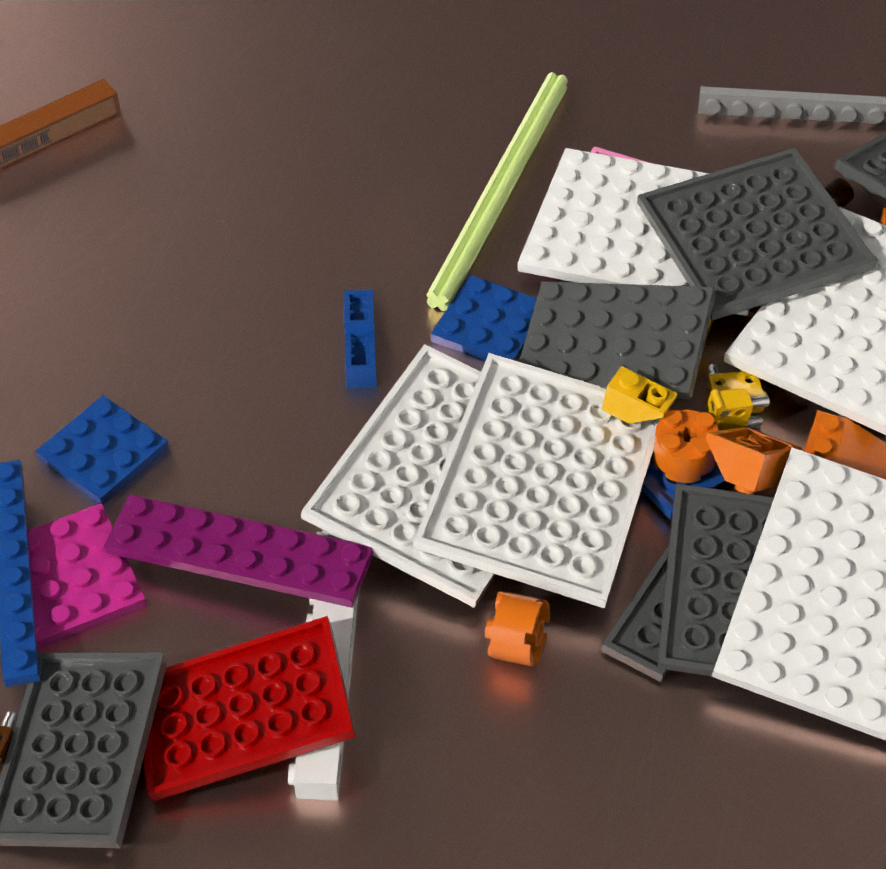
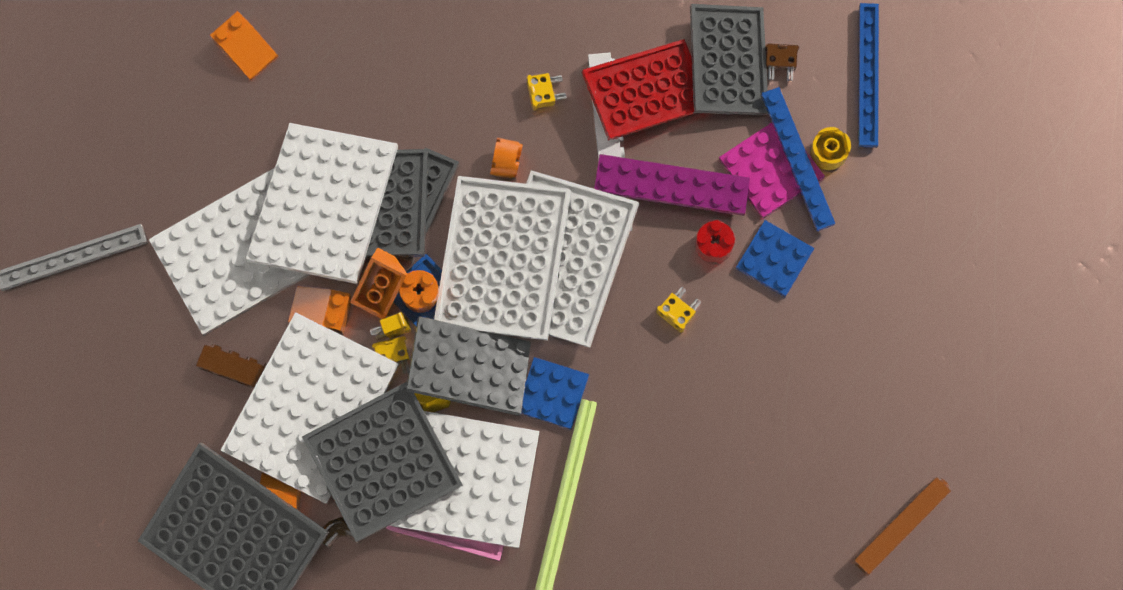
camera: 175 degrees right, 25 degrees up
(190, 471) = (715, 252): none -> red brick
(277, 393) = (675, 313): none -> yellow piece
(359, 339) = (635, 369): blue slope -> none
(434, 745) = (541, 90): none -> yellow piece
(636, 397) = (449, 310): yellow slope -> none

